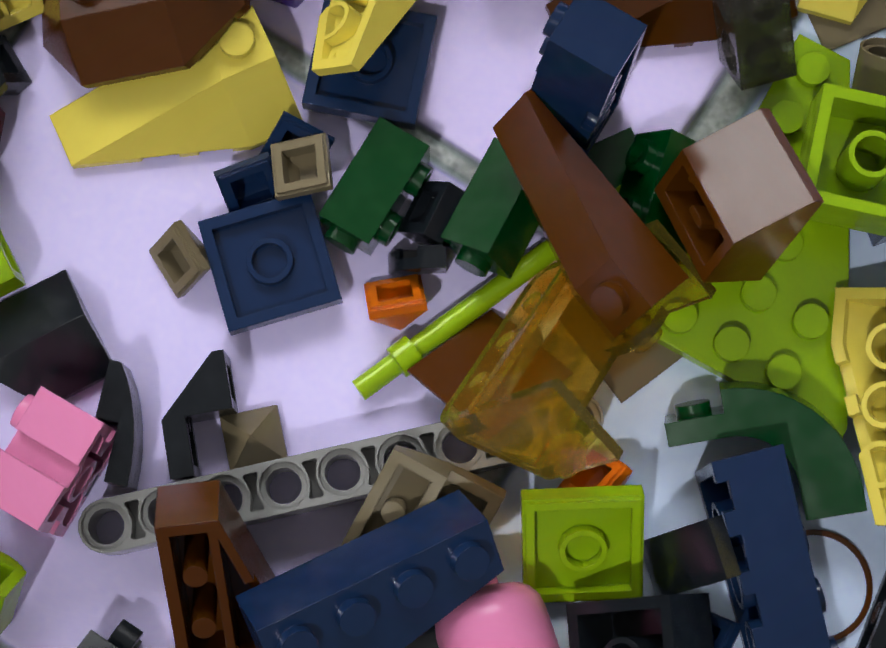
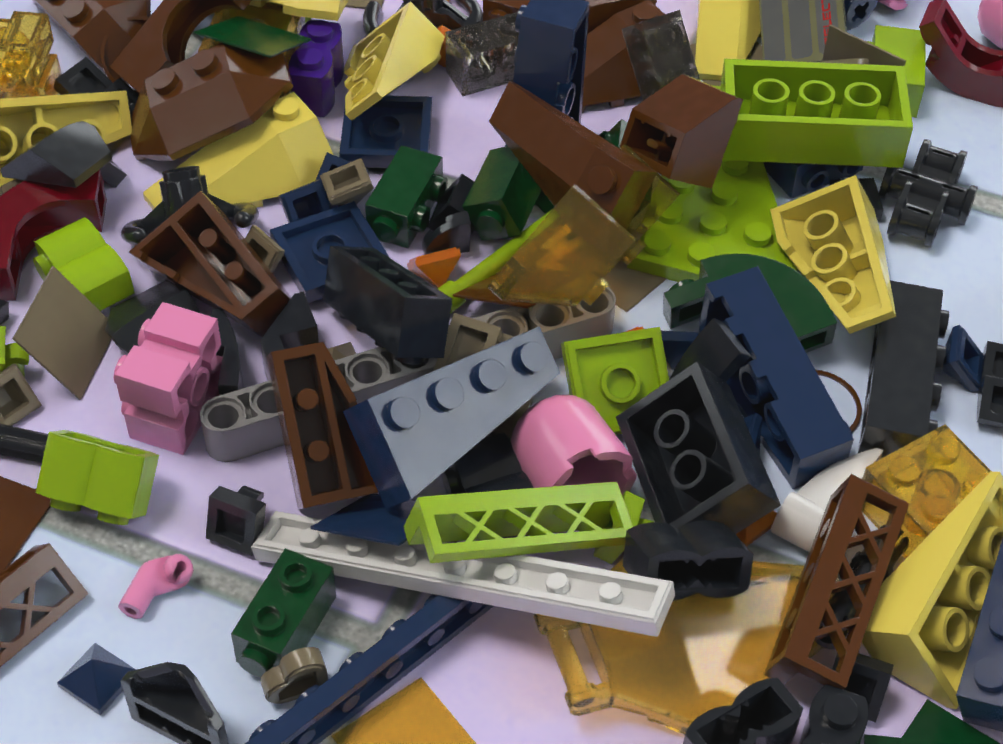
camera: 10 degrees left, 30 degrees down
(99, 178) = (177, 189): none -> black piece
(126, 288) = (215, 263): none -> reddish brown wedge
(316, 410) = (388, 303): none -> black brick
(666, 474) = (676, 344): none -> dark blue slope

